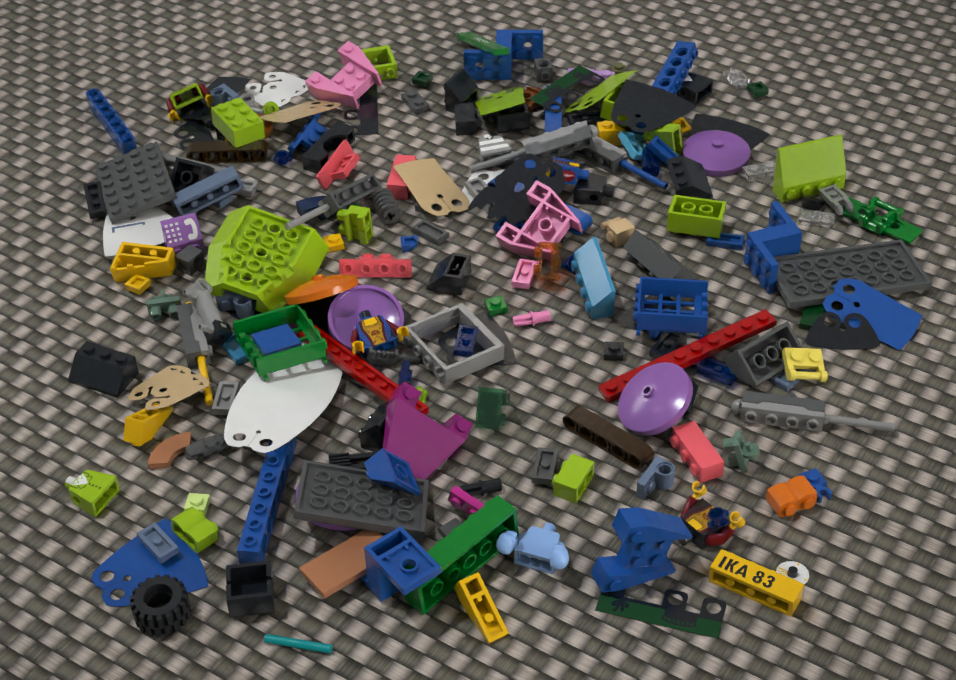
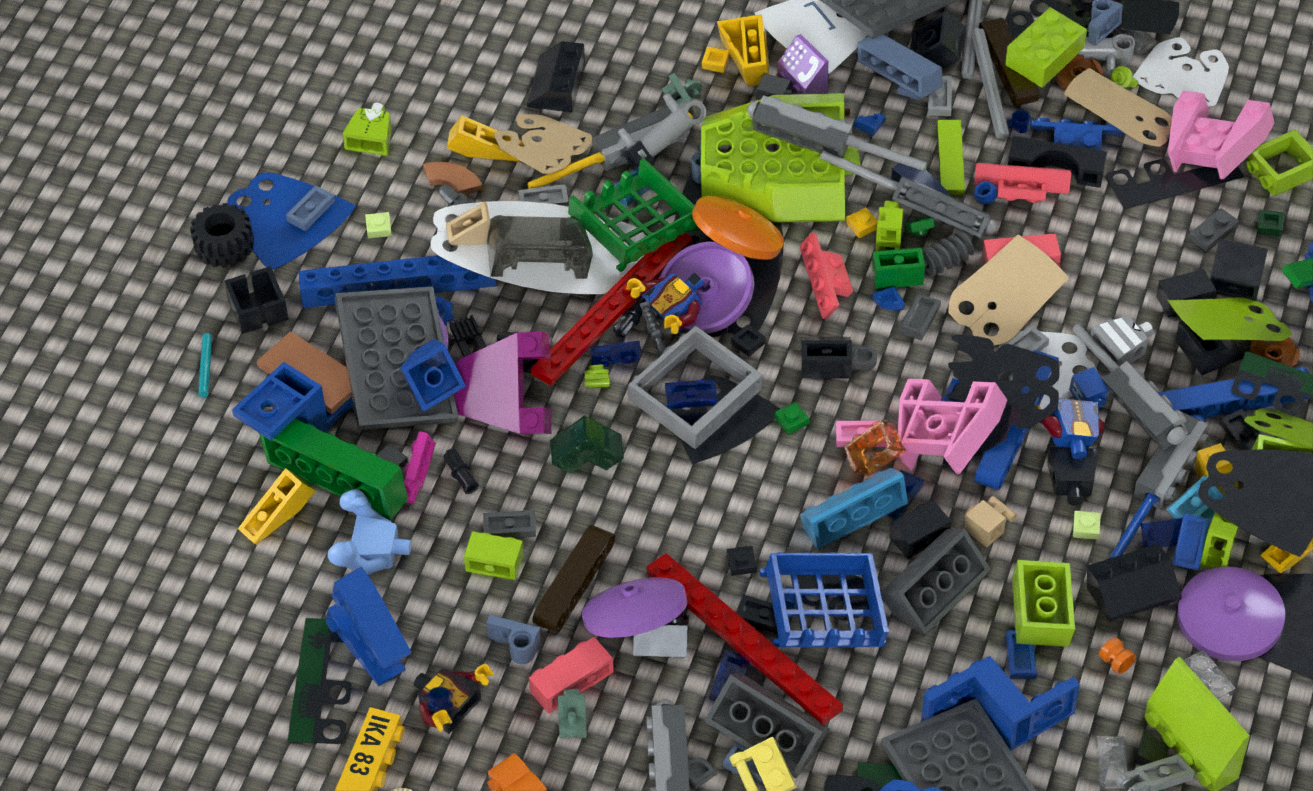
camera: 75 degrees right, 10 degrees up
(195, 529) = (335, 232): lime brick -> none
(242, 162) = (990, 84): none -> light grey axle
(258, 419) = (470, 227): none -> tan slope
(266, 223) = (815, 130): none -> piece
(276, 340) = (632, 211): blue tile -> none
(290, 192) = (951, 156): none -> lime tile
(290, 391) = (538, 240): none -> clear smoke windscreen
(338, 179) = (988, 189): none -> blue plate
(390, 227) = (898, 268): none -> green brick
(418, 311) = (748, 340): none -> black plate
(532, 318) = (775, 460): bright pink axle -> none
(617, 260) = (919, 528): none -> black brick
(631, 194) = (1086, 525): none -> yellowish green plate
(741, 198) = (1119, 657): none -> orange wheel

